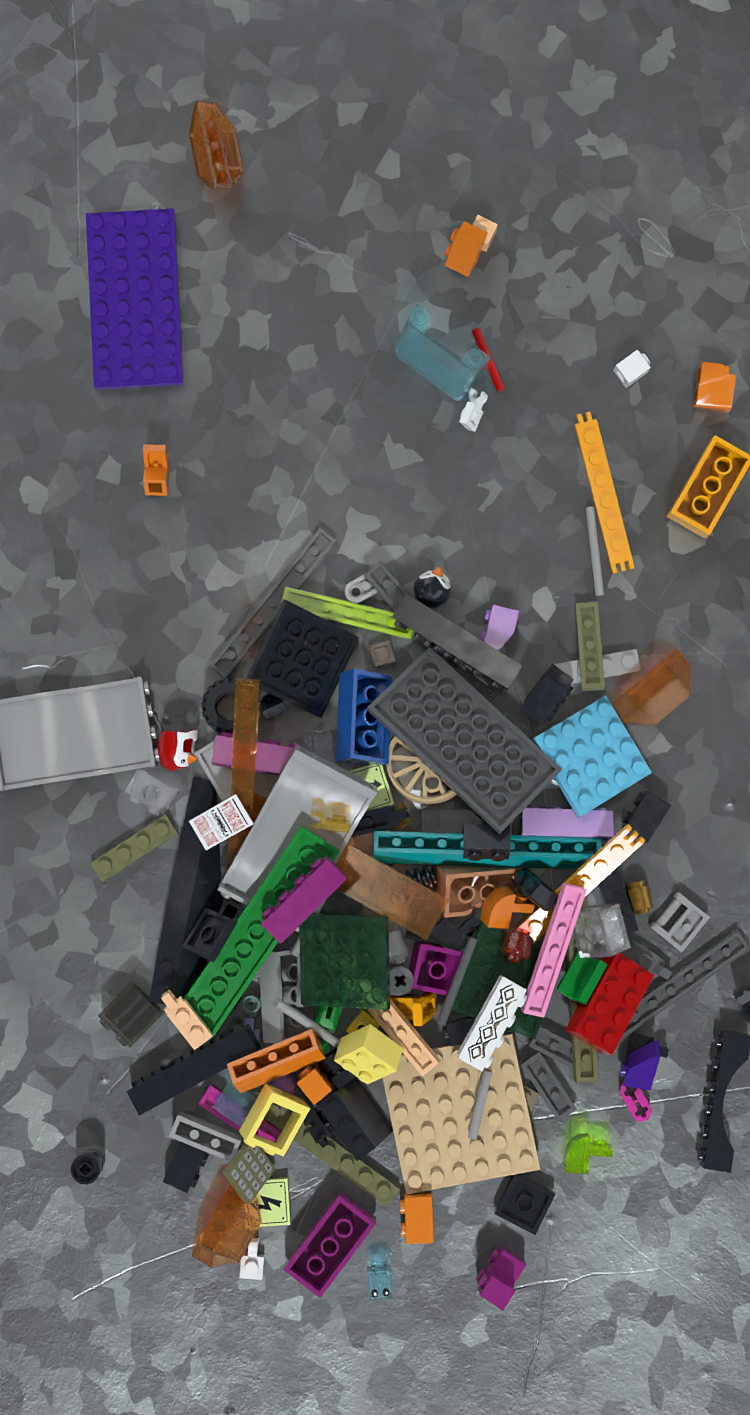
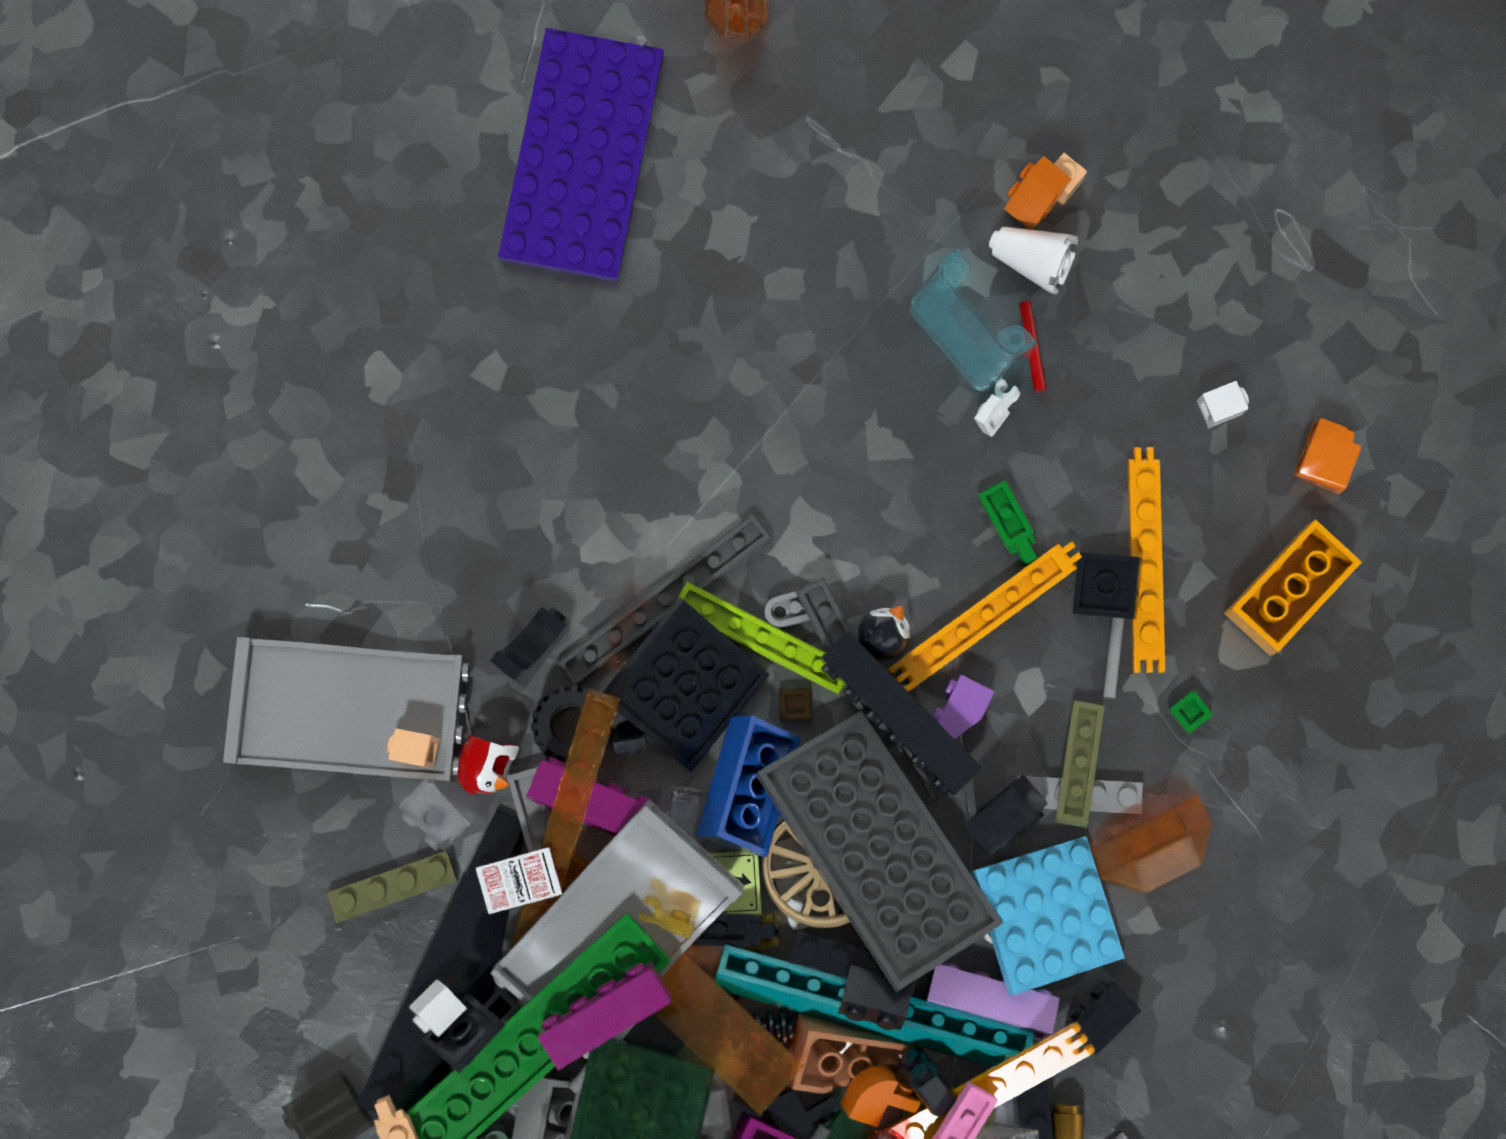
camera: 10 degrees right, 5 degrees down
(124, 749) = (413, 748): none -> light nougat brick
(156, 470) = (553, 384): orange brick -> none
(186, 923) = (436, 1009): none -> white brick
(188, 658) = (532, 646): none -> black arch
(475, 293) = (1035, 254): none -> white cone
(500, 488) = (1008, 521): none -> green hinge
(500, 559) = (985, 616): none -> light orange hinge
(580, 517) = (1107, 585): none -> black plate
(658, 591) = (1190, 712): none -> green plate

